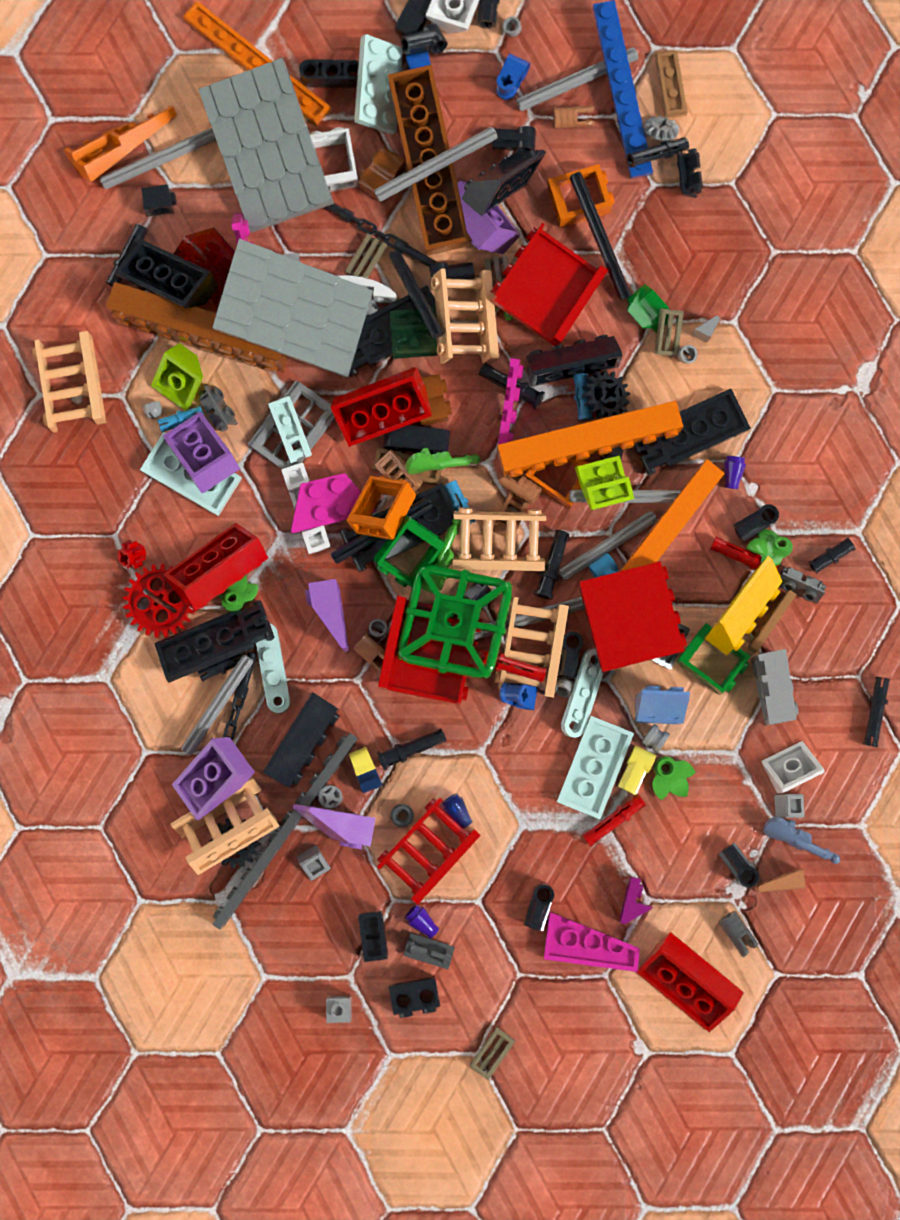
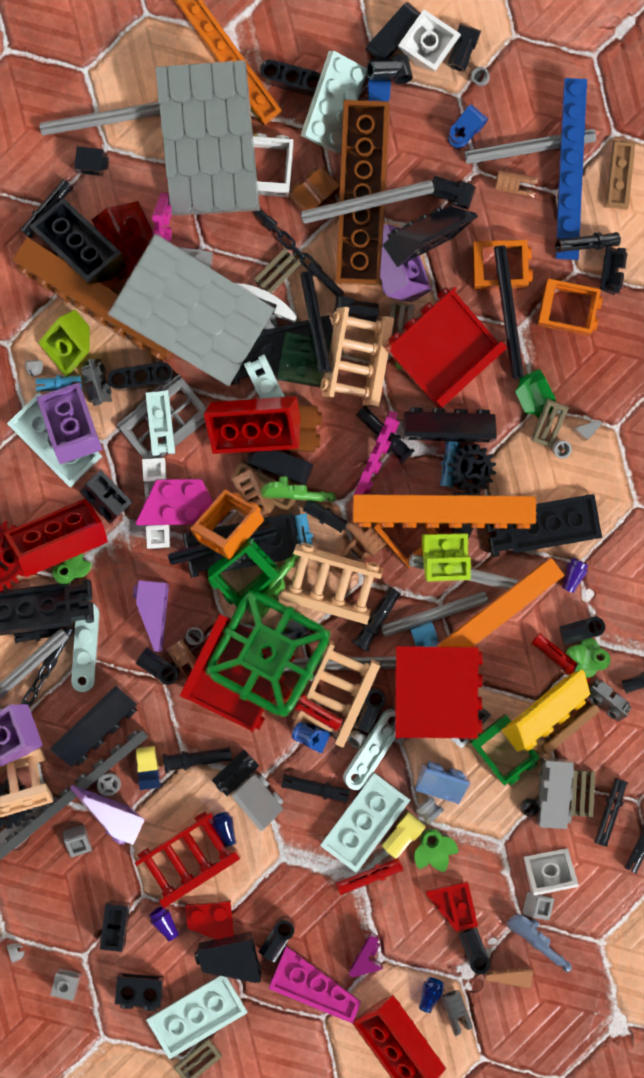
camera: 10 degrees right, 5 degrees up
(113, 145) = (49, 98): orange wedge -> none
(252, 400) = (130, 372): none -> black beam
(254, 514) = (105, 496): none -> black brick
(279, 991) = (13, 952): none -> light grey hinge
(348, 667) = (156, 666): none -> black piece
(383, 365) = (265, 383): none -> light aqua plate
(394, 815) = (171, 826): dark grey plate -> none
(429, 951) = (164, 952): dark grey hinge -> none
(453, 752) = (235, 773): none -> black hinge
(469, 906) = (211, 919): none -> red wing
(474, 478) = (325, 516): none -> black pin
(479, 1006) = (196, 1015): none -> light aqua plate
(483, 771) = (258, 801): none -> light grey slope
(497, 938) = (230, 958): none -> black slope
(537, 746) = (315, 788): none -> black pin
(652, 200) = (546, 303): none -> orange window
(661, 128) = (602, 225): light grey gear -> none
(707, 826) = (455, 905): none -> red wing
(707, 921) = (431, 993): none -> clear blue cone
(748, 708) = (526, 803): none -> black hinge
(814, 699) = (581, 812): none -> dark tan tile
(835, 665) = (620, 787): none -> black pin

